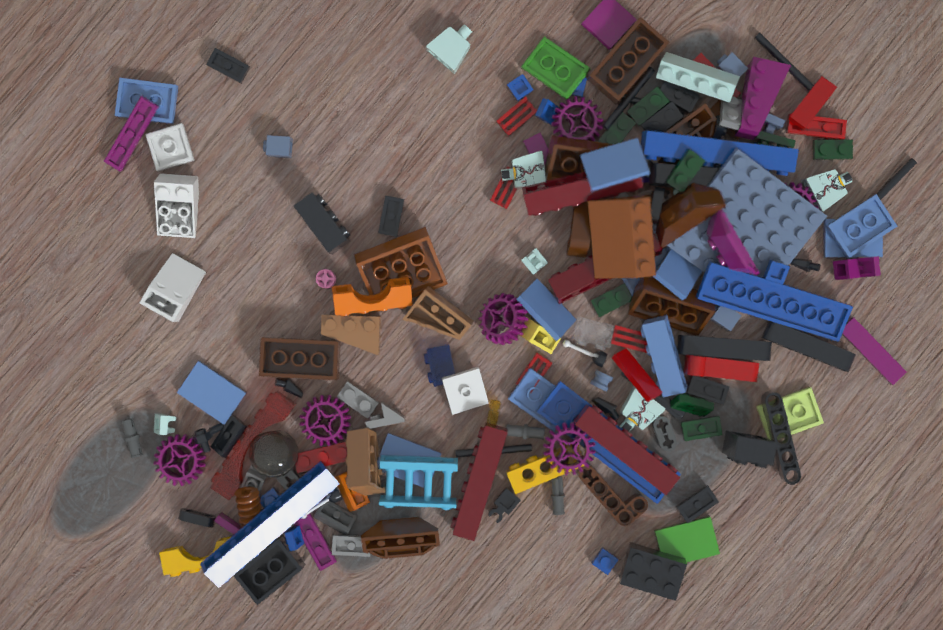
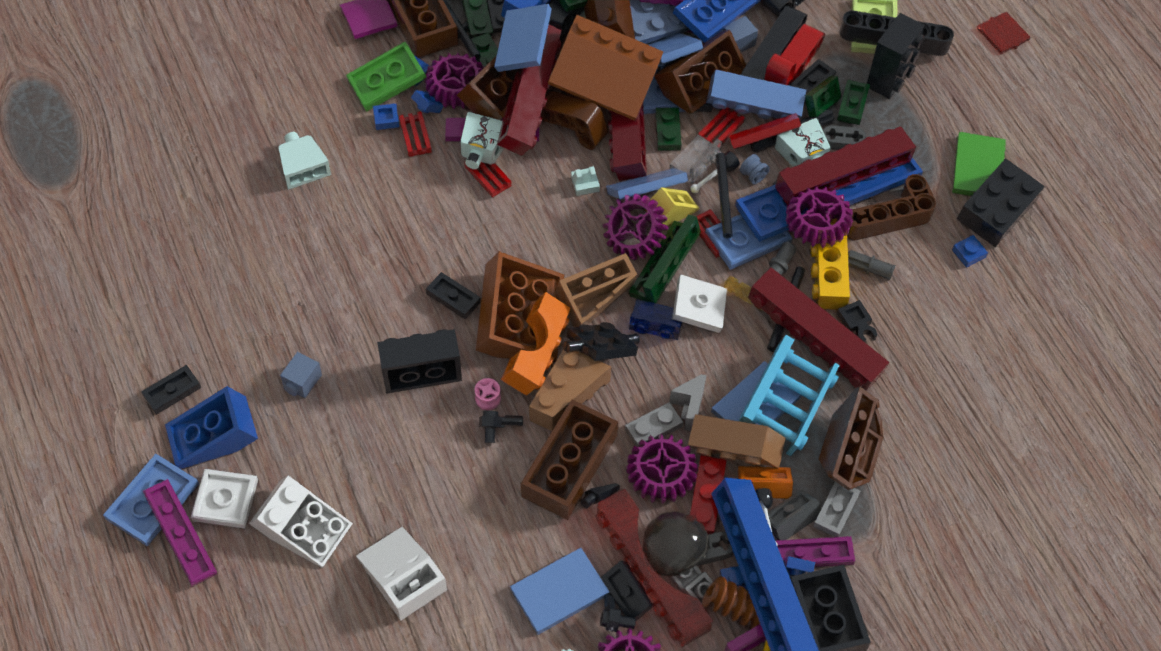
camera: 70 degrees left, 30 degrees down
(211, 110) = (211, 429): none -> blue slope
(306, 292) = (491, 421): none -> black piece
(397, 339) = (601, 341): none -> black plate
(491, 355) = (664, 269): none -> dark green fence
(564, 369) = (724, 195): none -> black piece
(697, 504) = (939, 138): black plate -> none
(830, 516) = (1003, 32): none -> clear red piece

